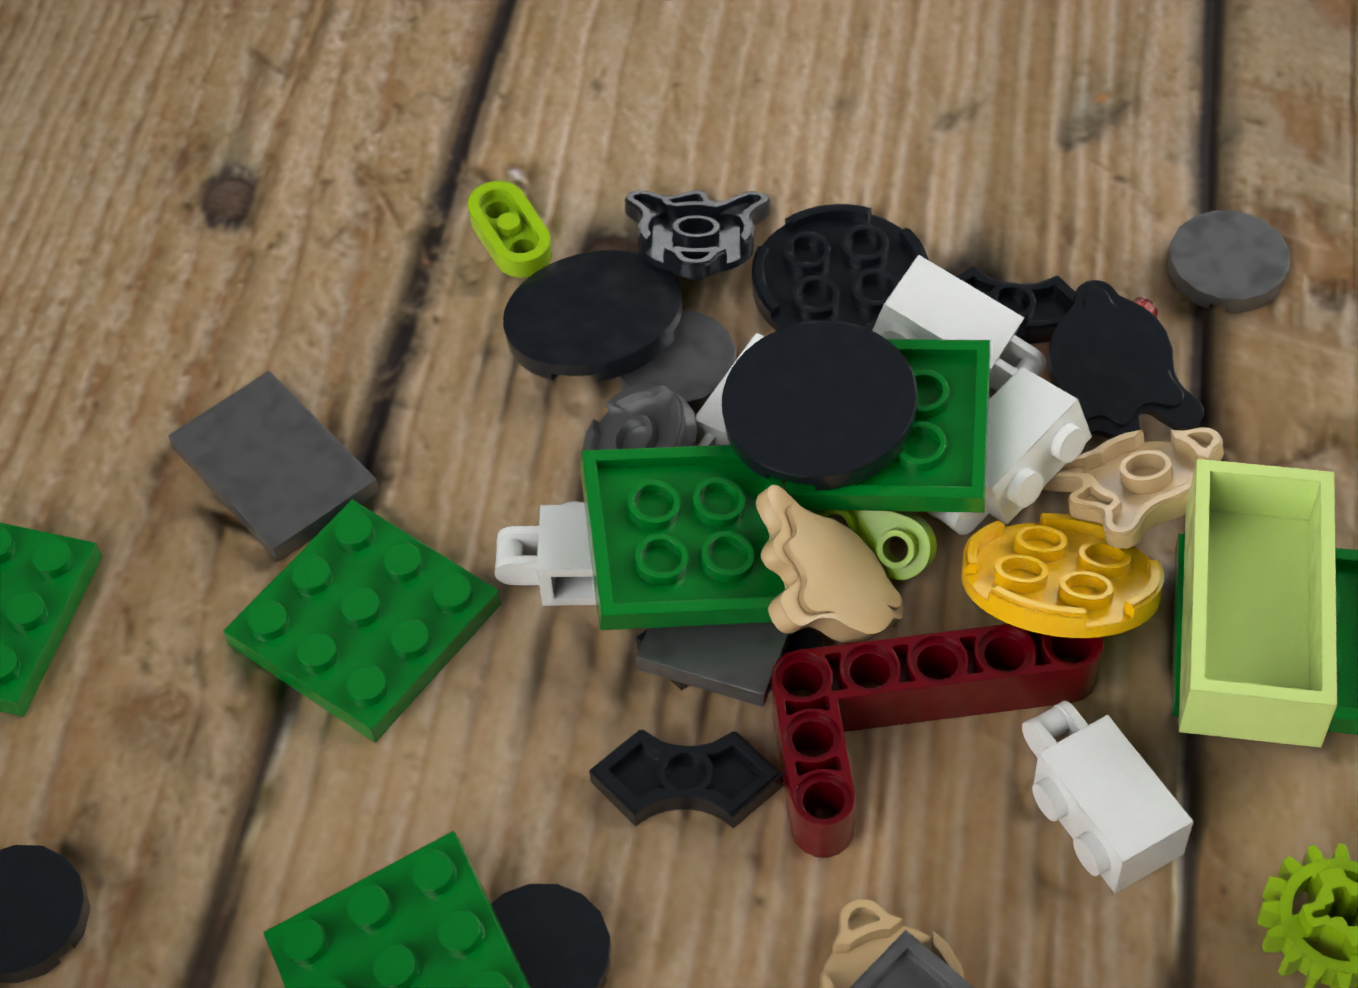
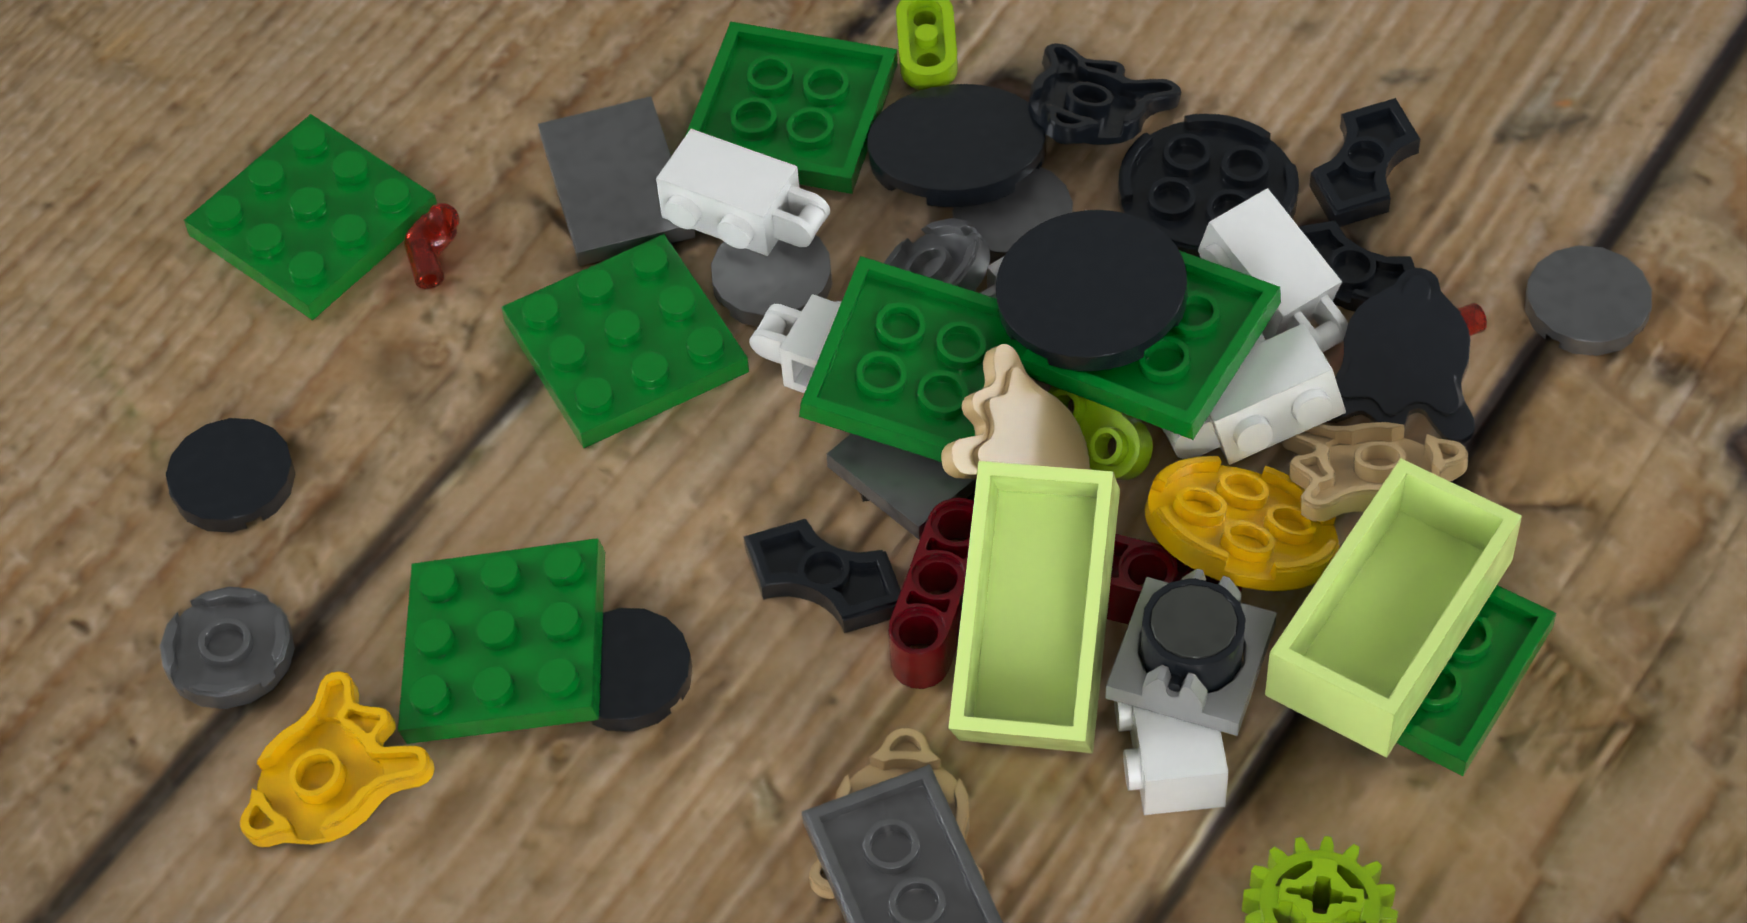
camera: 25 degrees right, 0 degrees up
(110, 594) = (427, 241): none -> clear red arm
(411, 335) = (797, 100): none -> green plate
(415, 435) = (737, 195): none -> white brick
(472, 496) = (753, 282): none -> flat silver tile
(936, 730) = (1035, 606): none -> yellowish green piece
(967, 226) = (1355, 180): none -> black tile
(1099, 718) = (1192, 652): none -> piece

